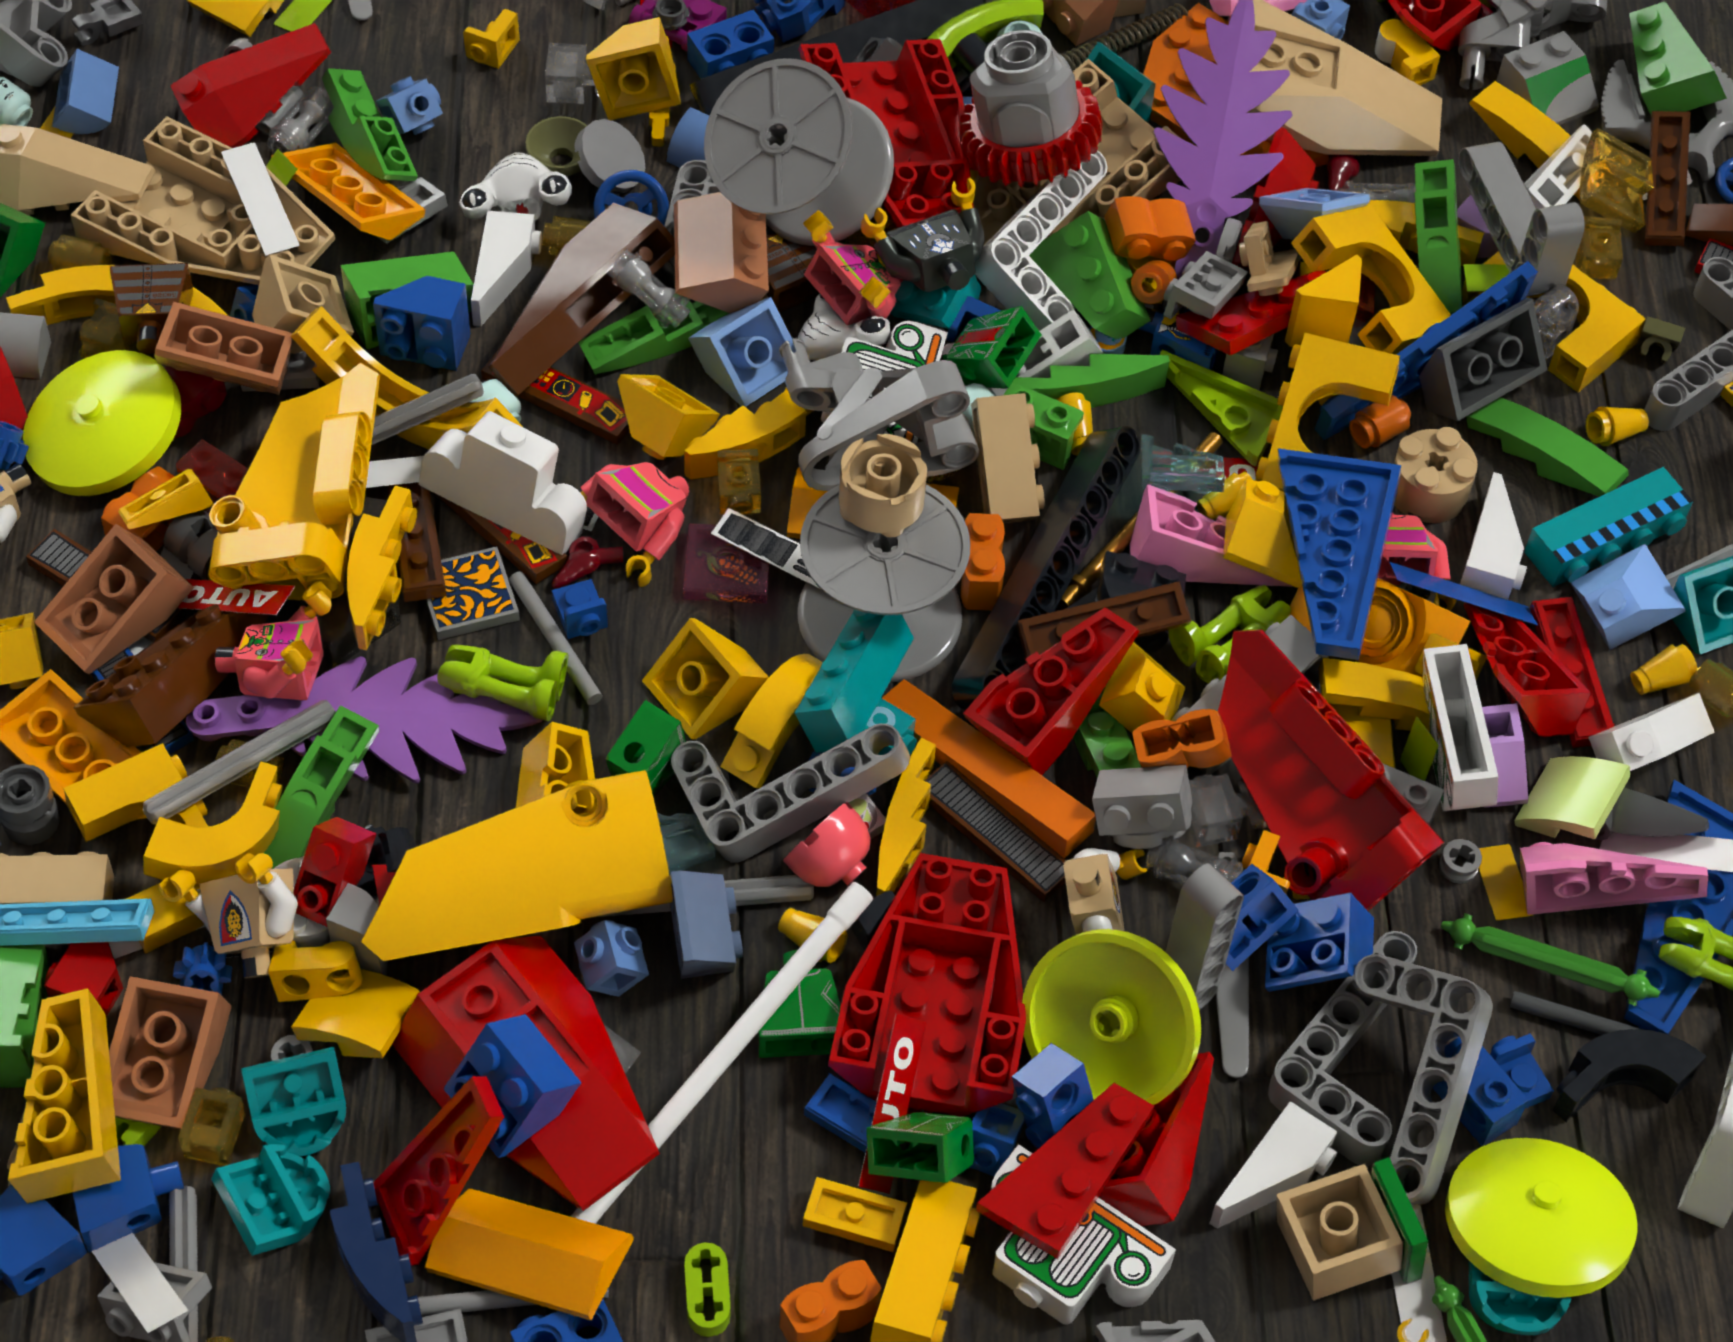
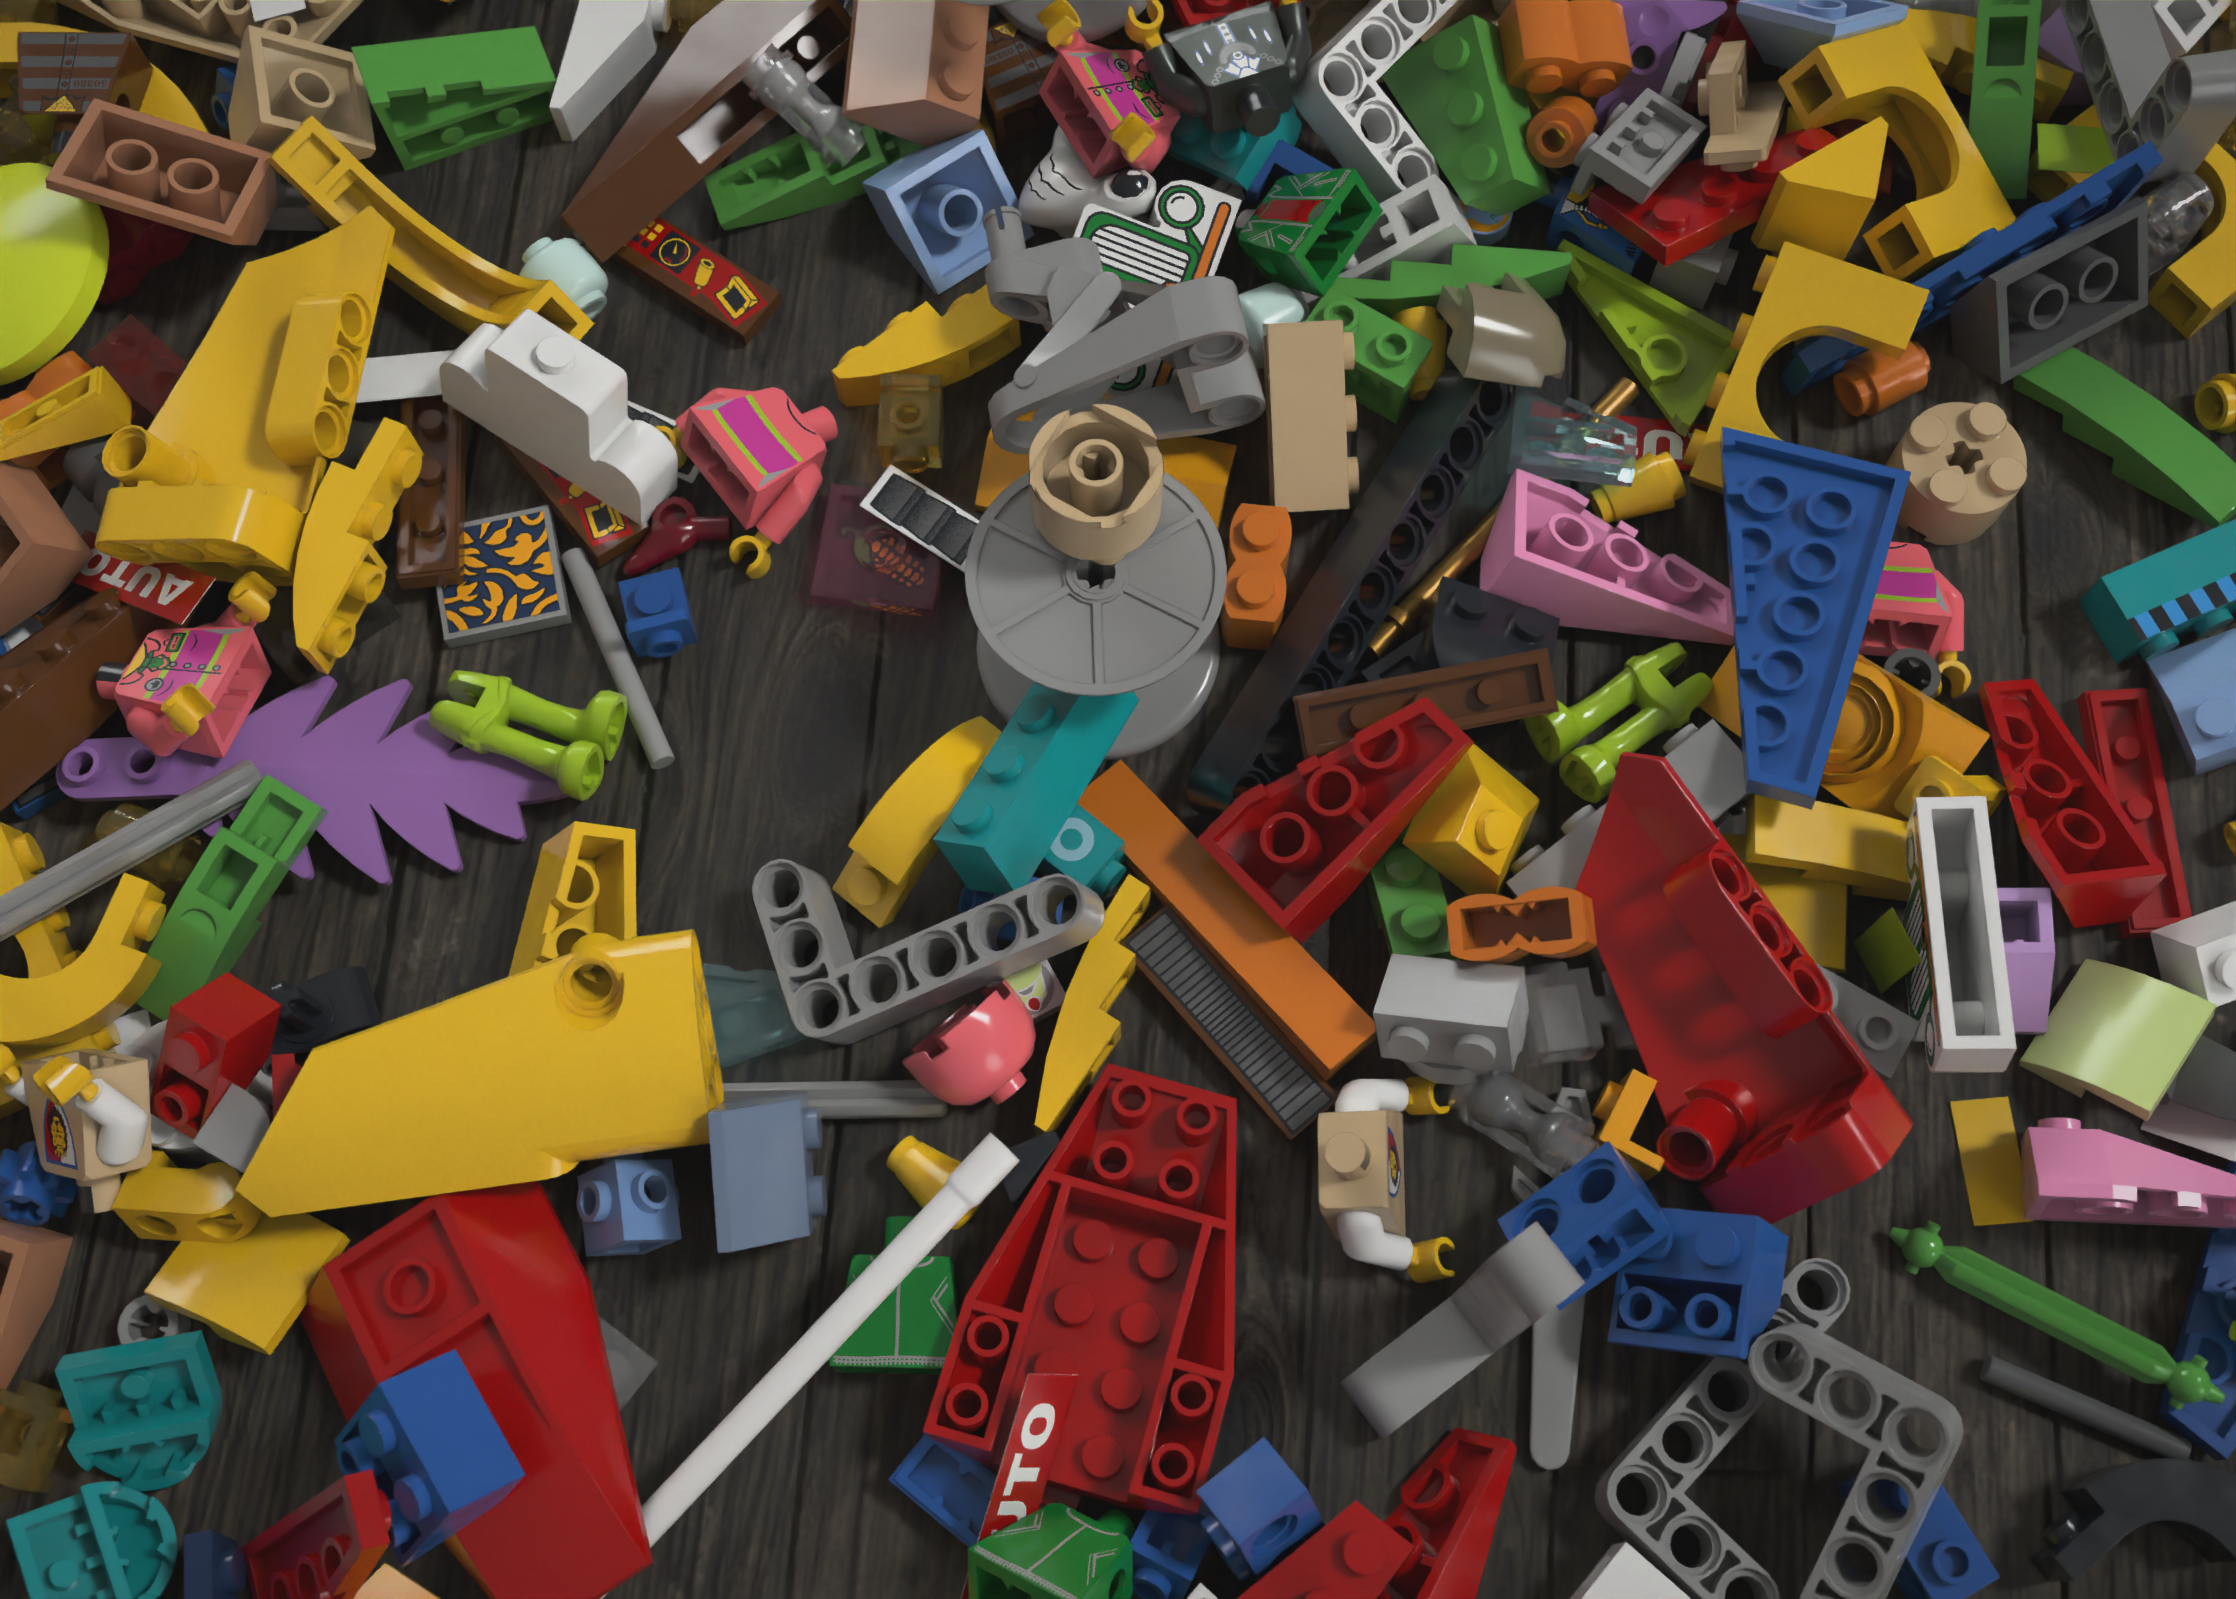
camera: 10 degrees right, 15 degrees up
(424, 322) = (478, 139): blue slope -> none
(426, 407) = (456, 283): light grey axle -> none
(647, 746) = (711, 874): green torso -> none
(663, 414) = (811, 303): yellow slope -> none
(704, 678) = (823, 745): yellow slope -> none
(1116, 1010) = (1365, 1396): neon yellow dish -> none
(1129, 401) = (1503, 332): none -> dark tan brick
(1261, 533) = (1680, 562): yellow slope -> none
(1450, 853) = (1951, 1120): light grey bush -> none
(1462, 593) = (1980, 679): blue sticker -> none
(1496, 546) = (2038, 597): white slope -> none
(1519, 1064) = (1988, 1498): blue bracket -> none

